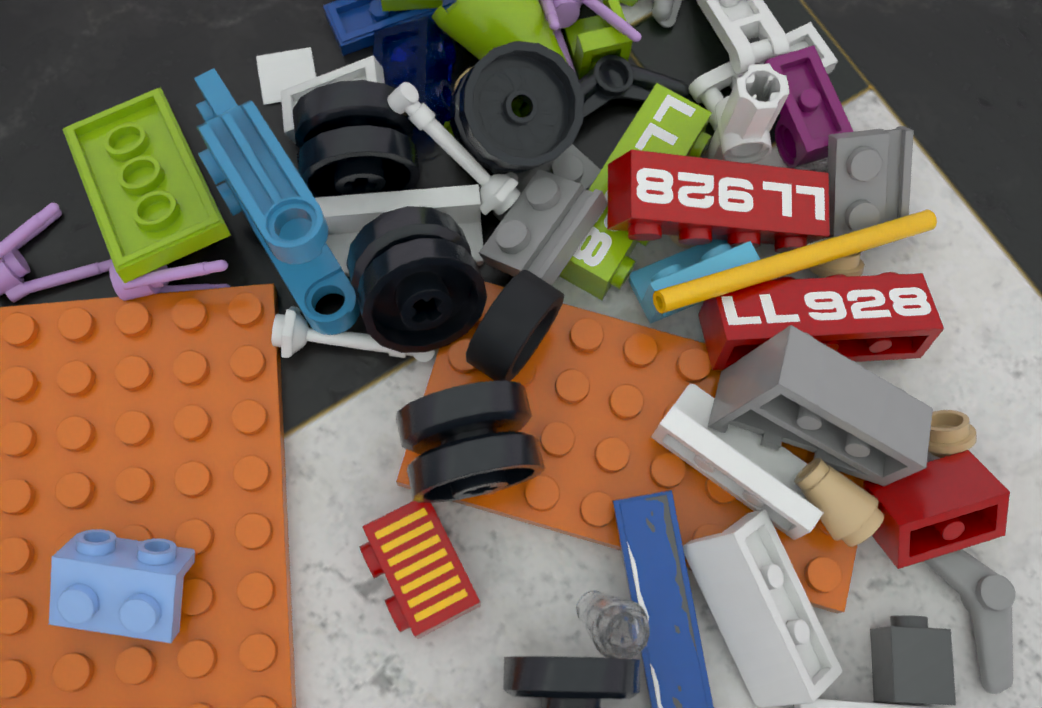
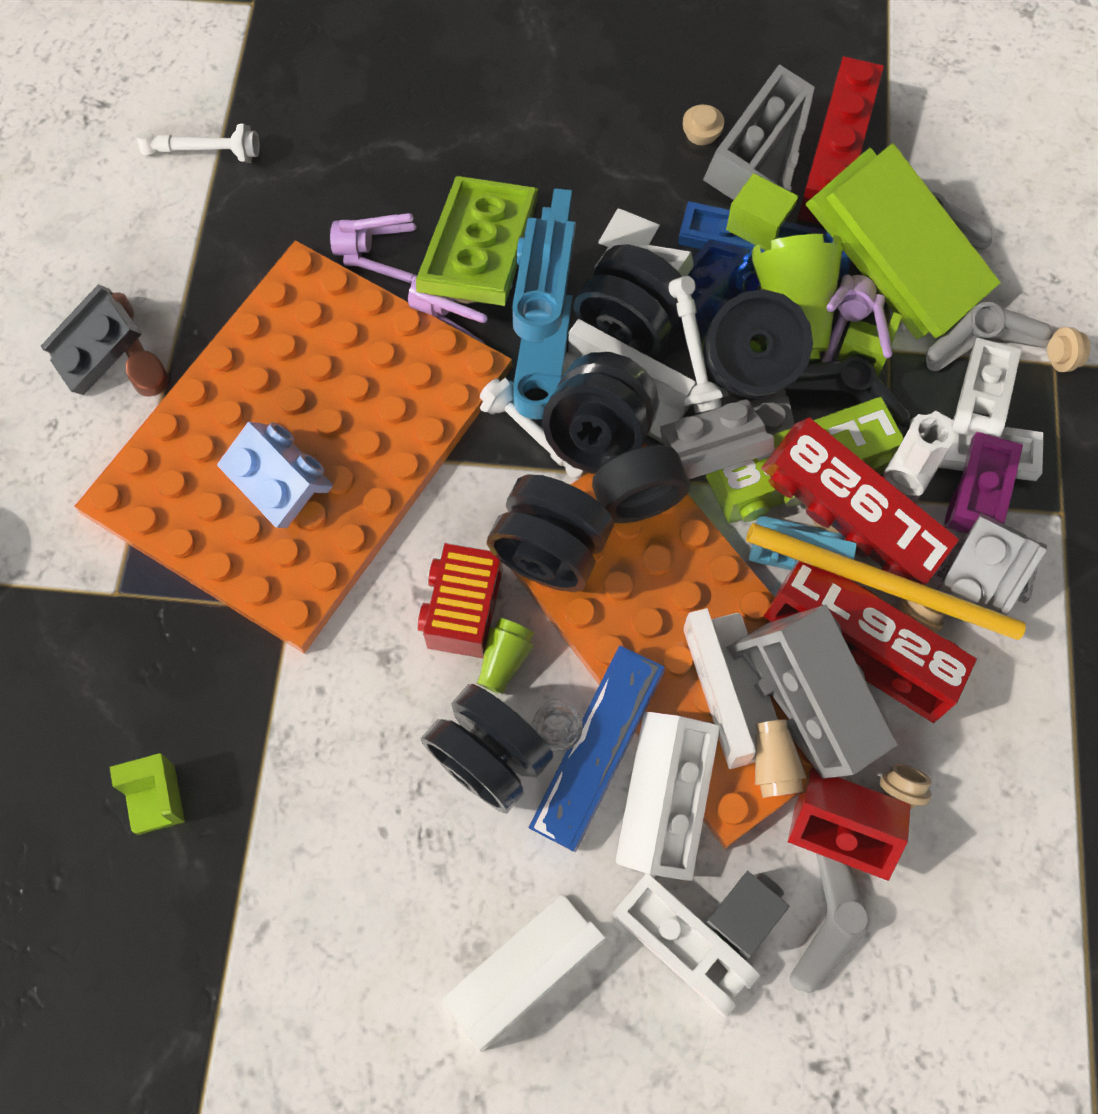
camera: 45 degrees right, 5 degrees down
(502, 590) = (504, 654): none -> lime cone

